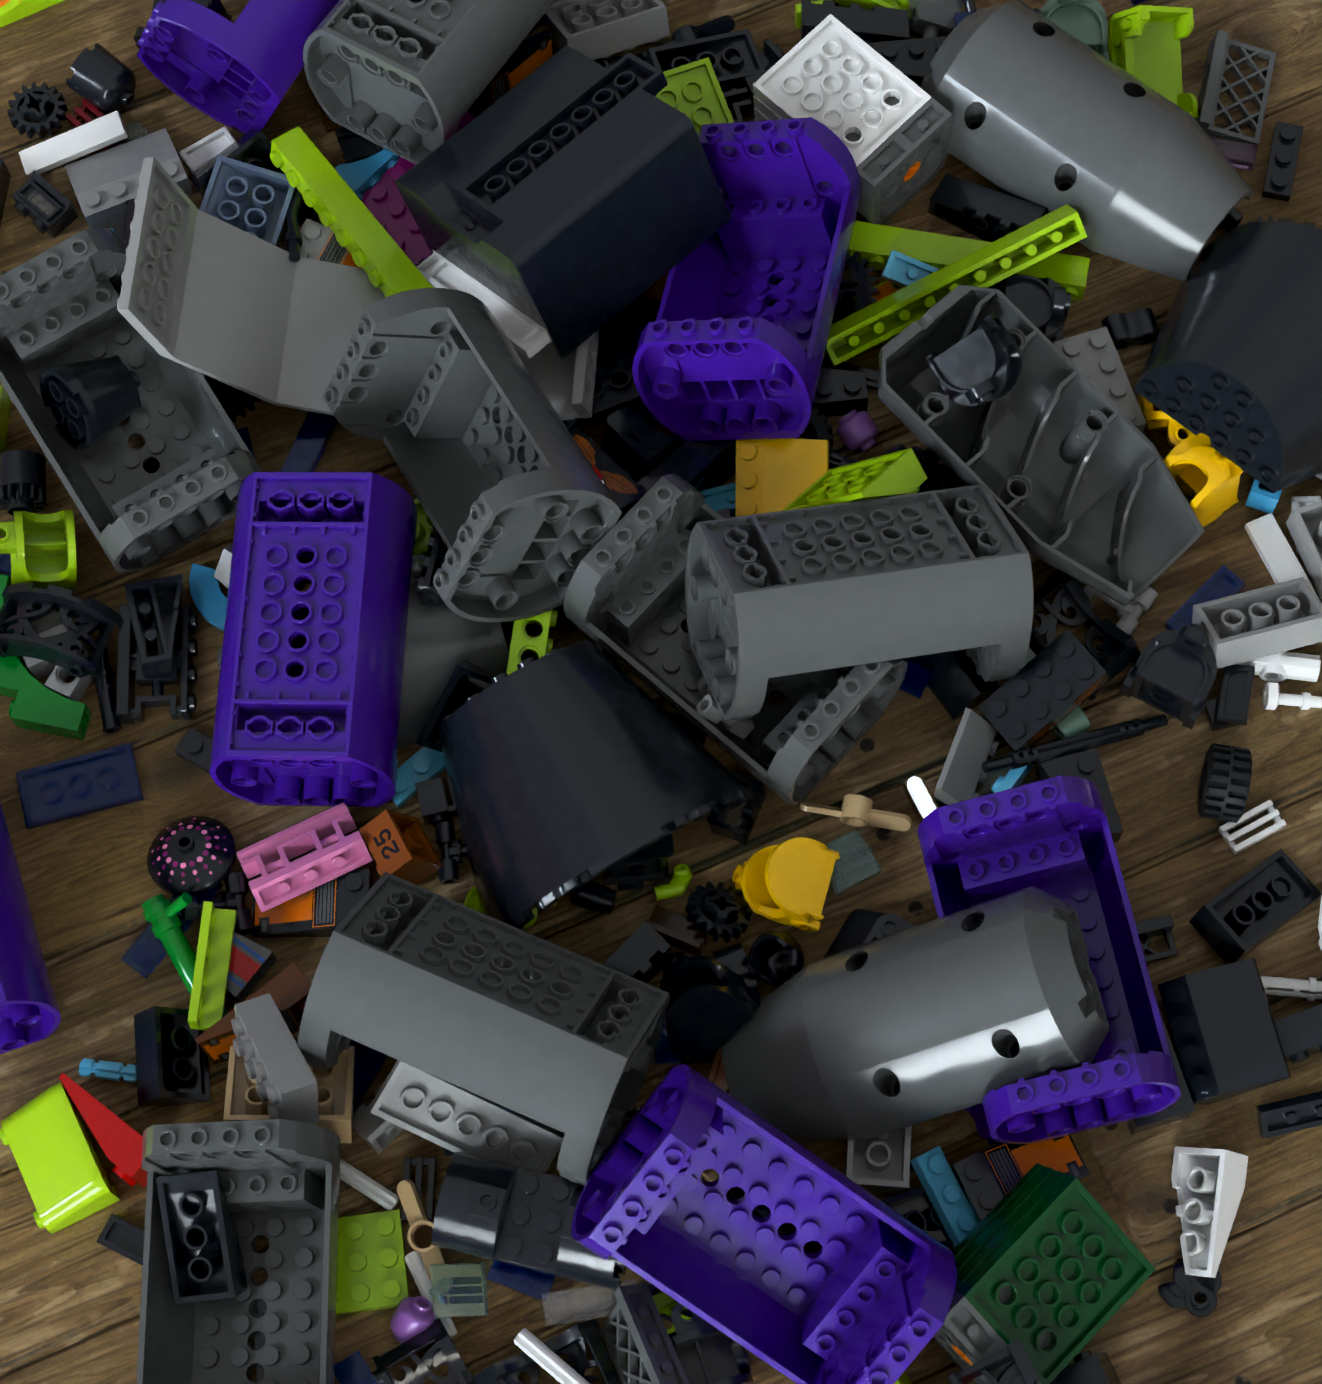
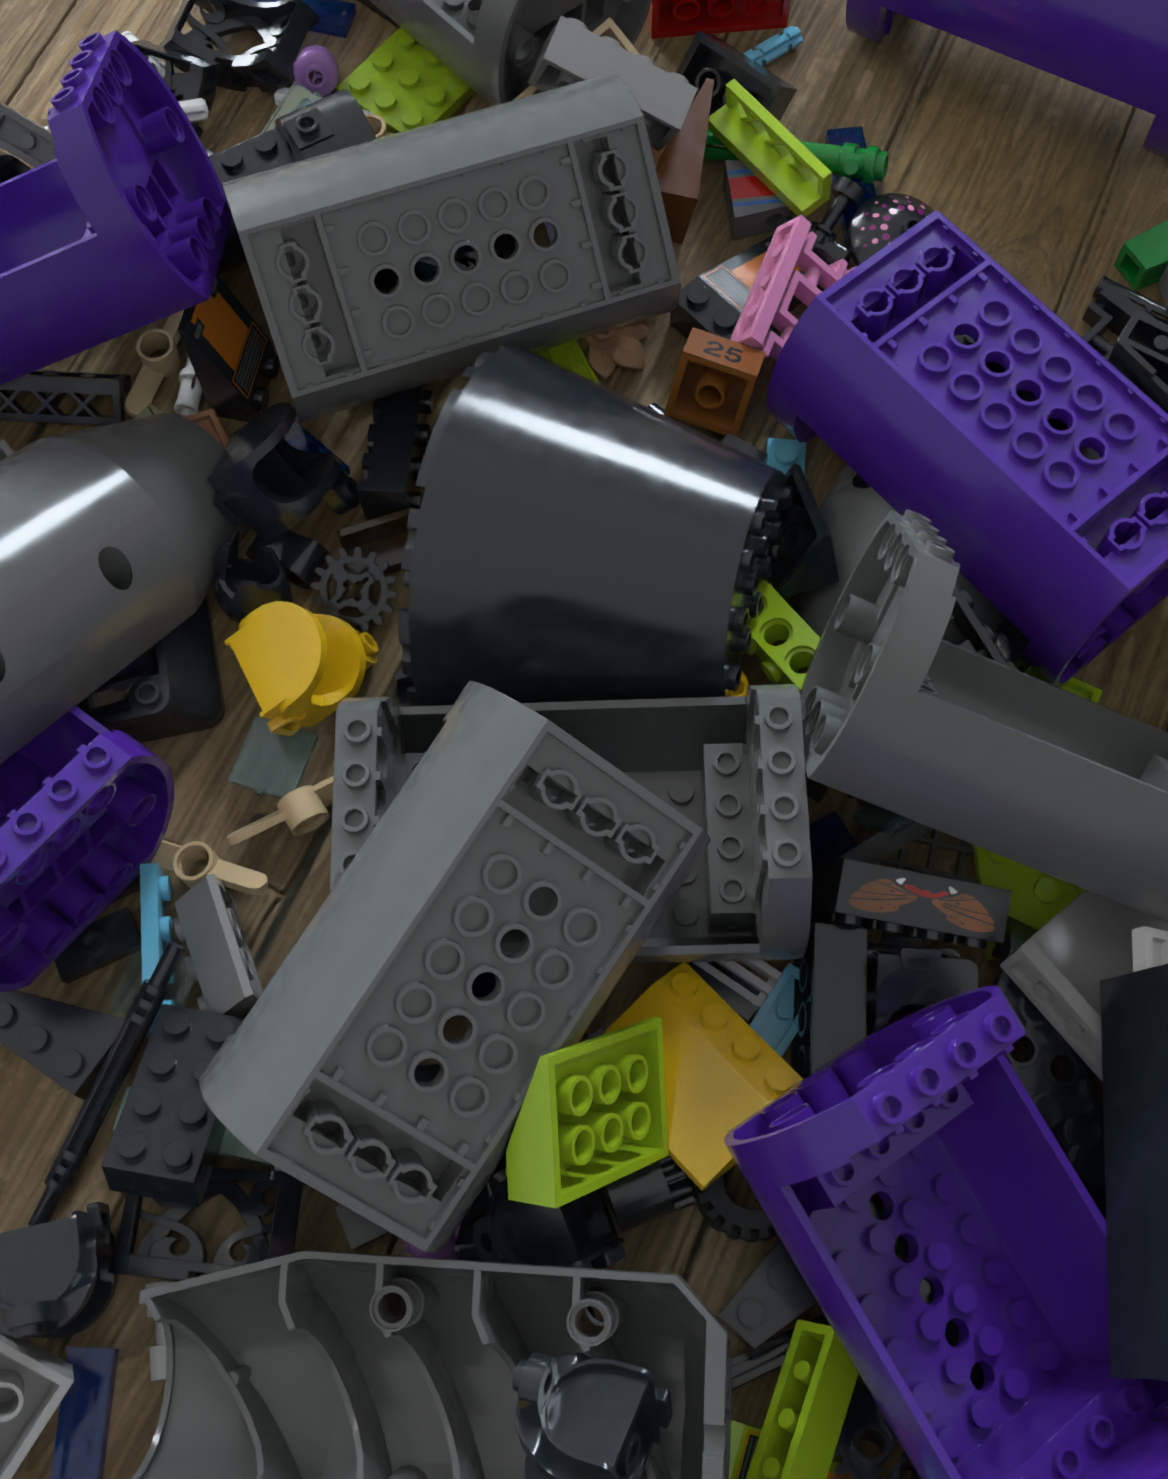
camera: 135 degrees right, 0 degrees up
(79, 786) = (1067, 225): clear blue tile -> none
(857, 430) = (701, 1265): medium lavender head -> none

